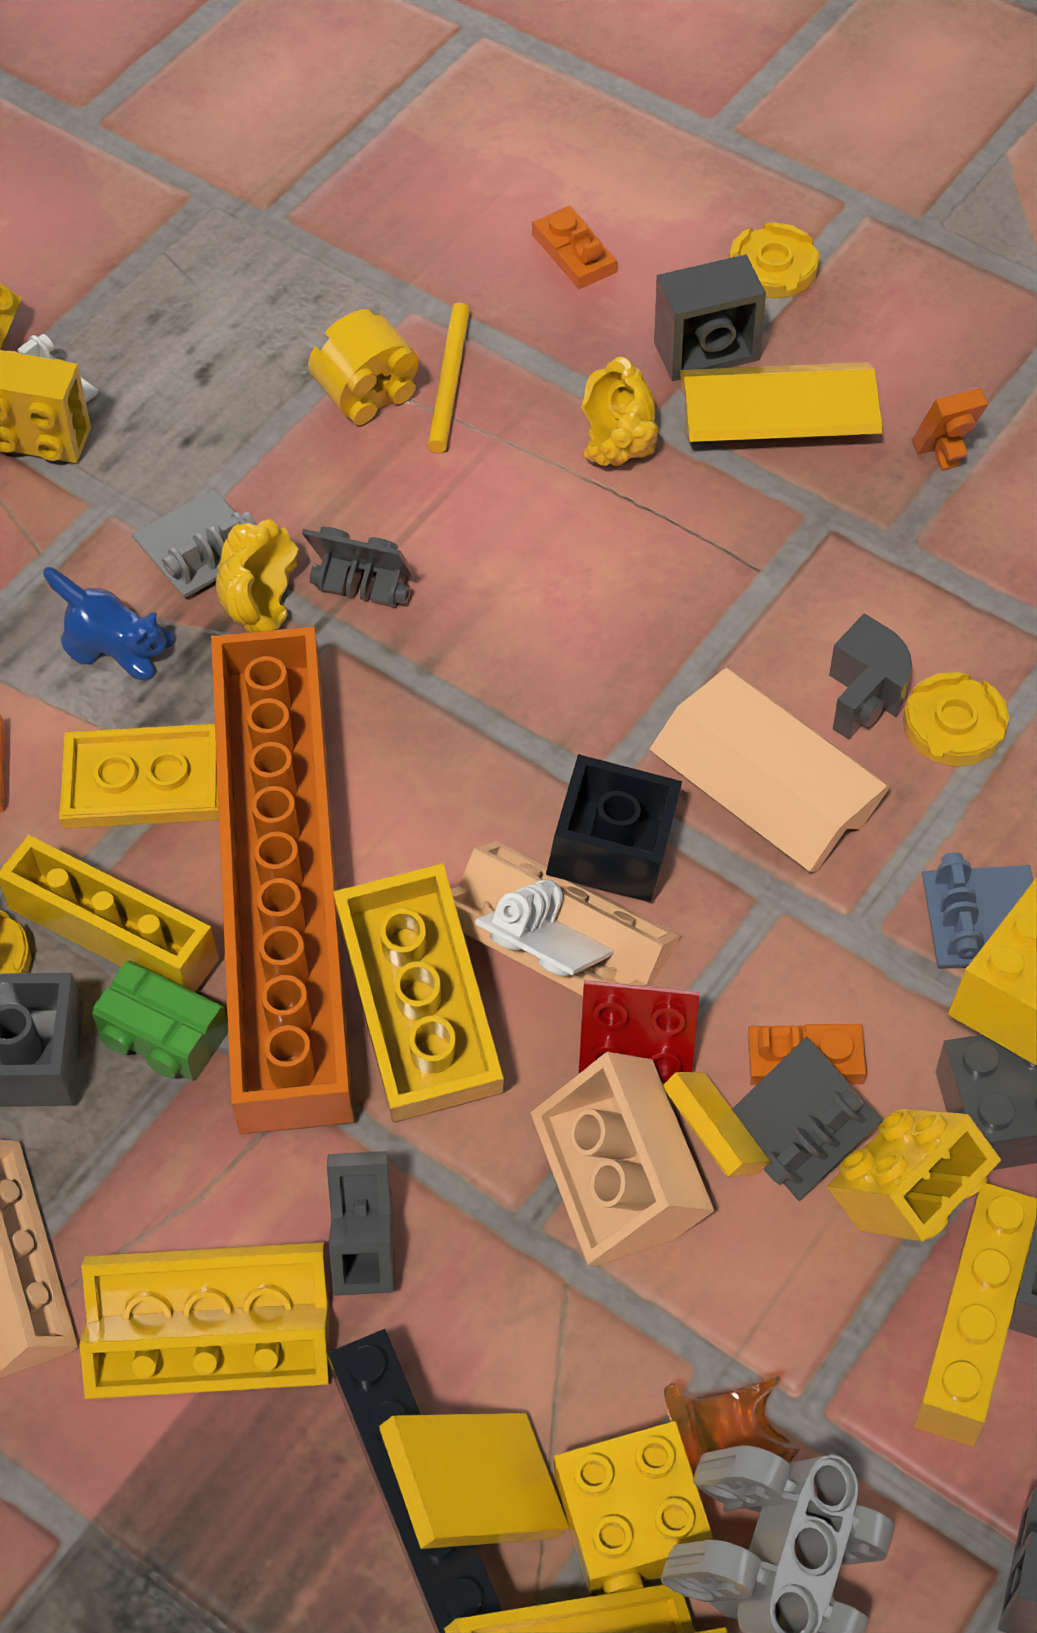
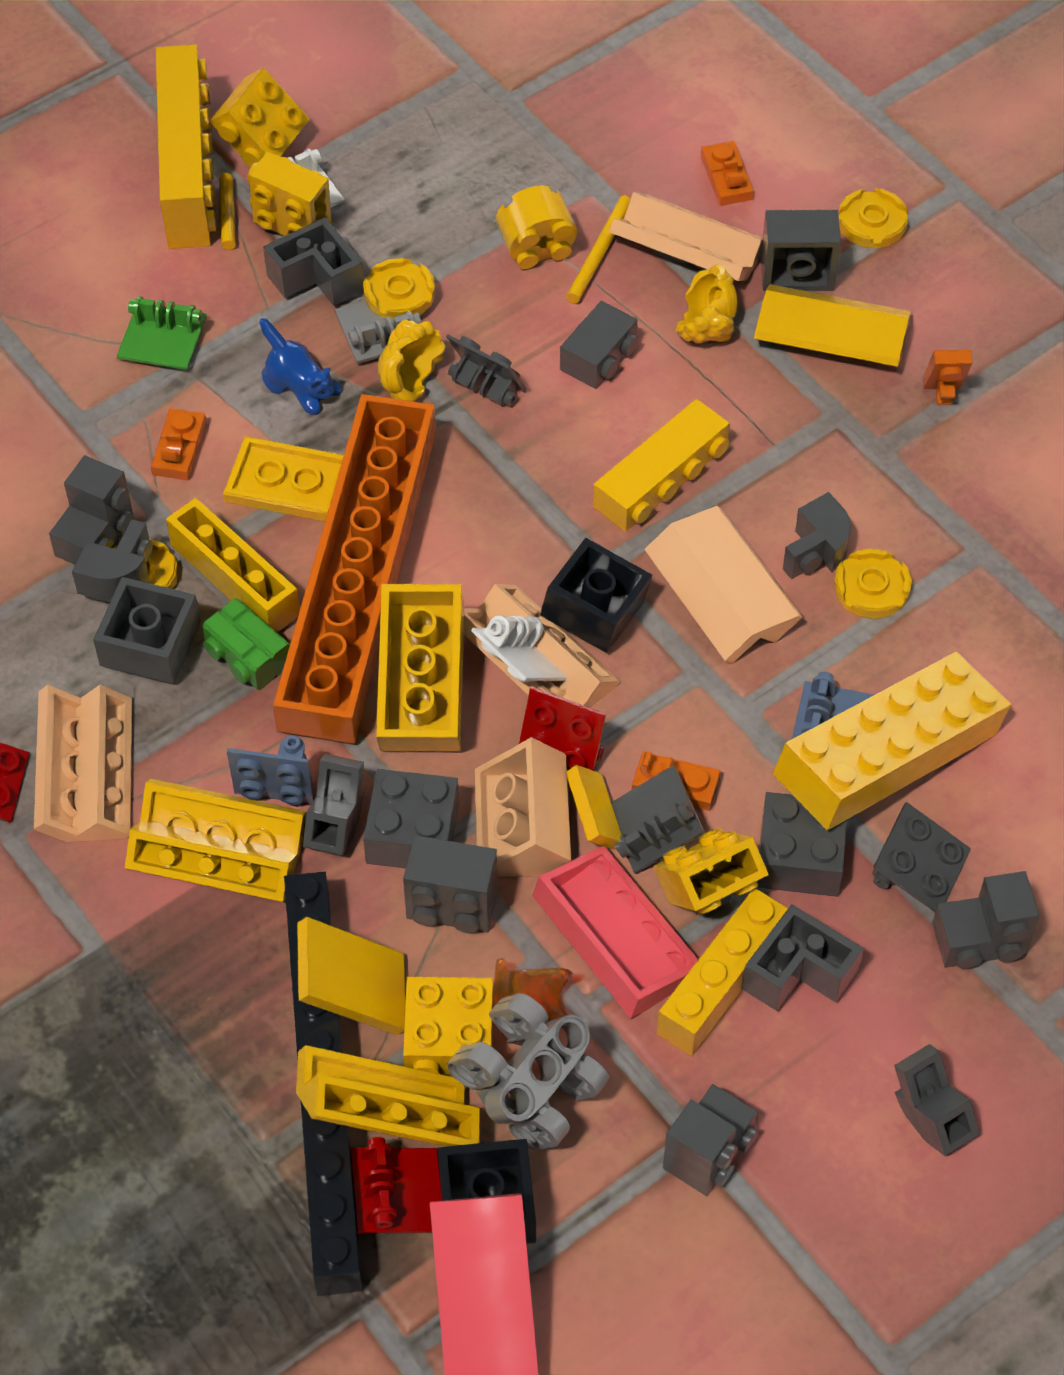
camera: 15 degrees right, 0 degrees up
(89, 471) = (312, 257): none -> dark grey brick
(208, 486) = (398, 287): none -> yellow tile
(278, 1203) = (271, 775): none -> sand blue hinge
(475, 1214) = (405, 807): none -> dark grey brick
(495, 497) = (599, 345): none -> dark grey brick
(556, 333) = (689, 236): none -> light nougat slope
(566, 1295) = (450, 884): none -> dark grey brick
(631, 633) = (661, 465): none -> yellow brick
(808, 1293) = (615, 929): none -> coral slope

